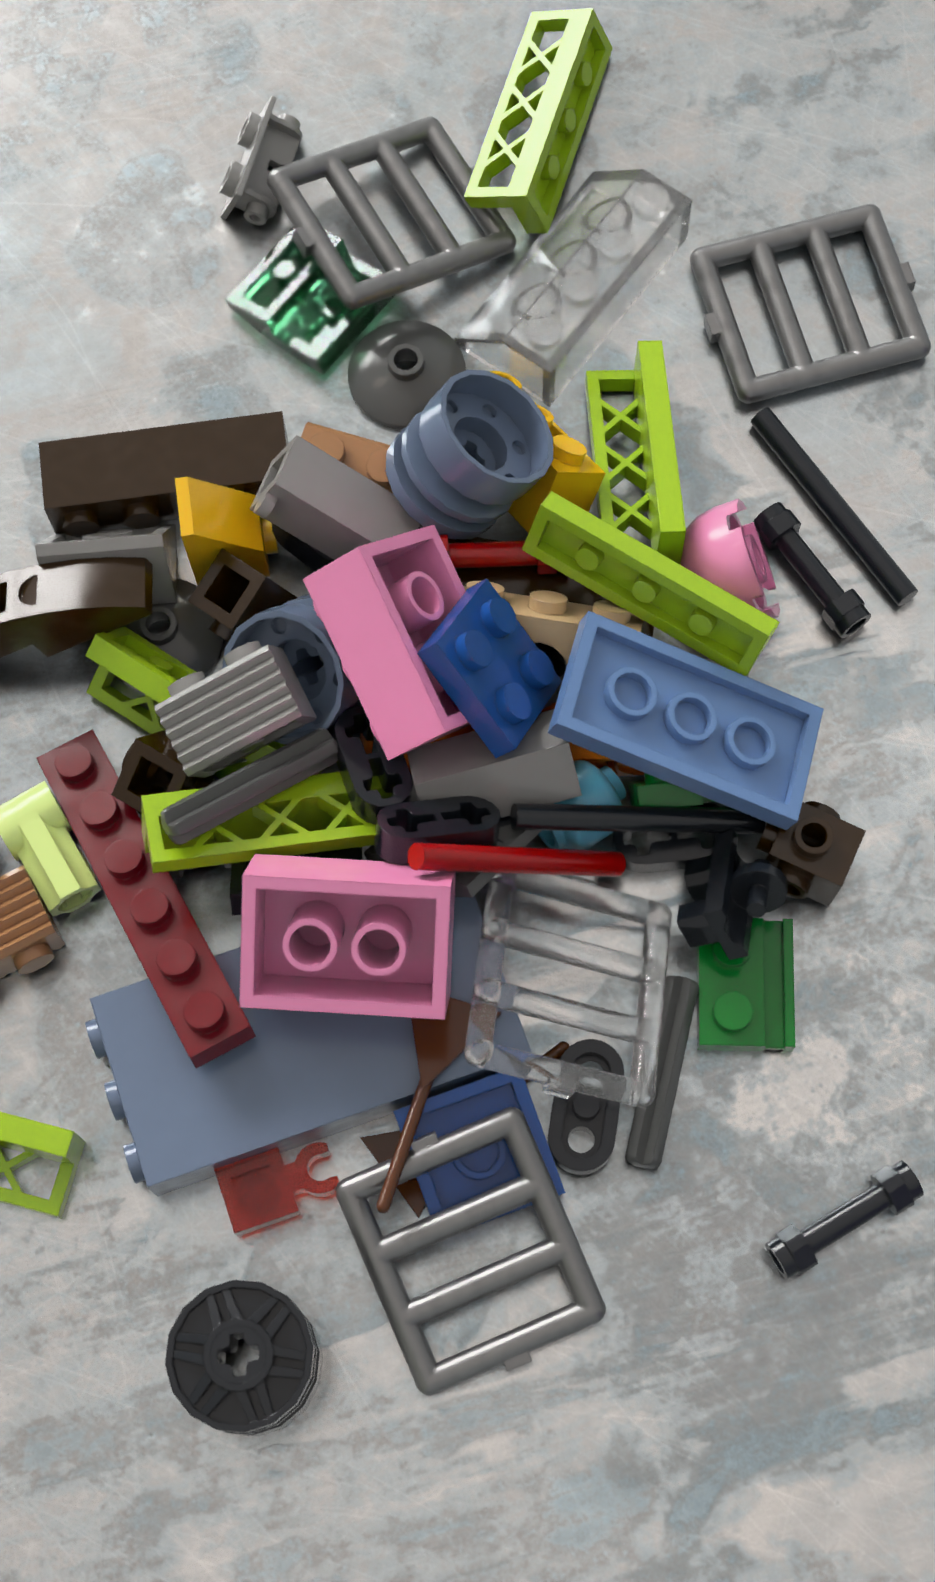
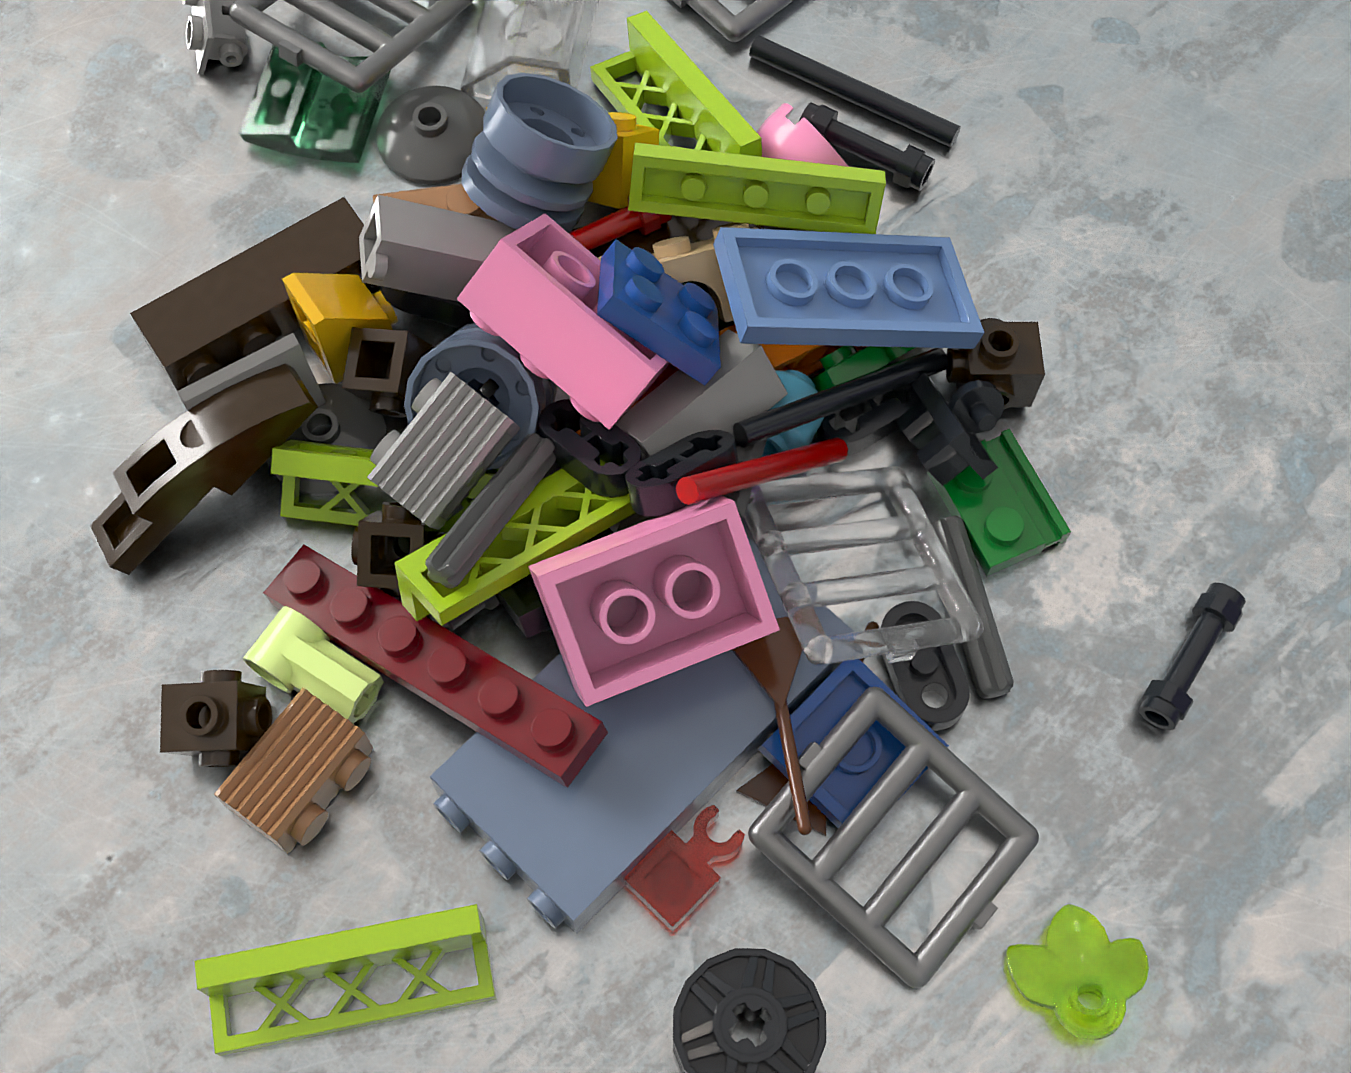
camera: 30 degrees left, 5 degrees down
(577, 1444) = (1080, 962): none -> clear neon green plate

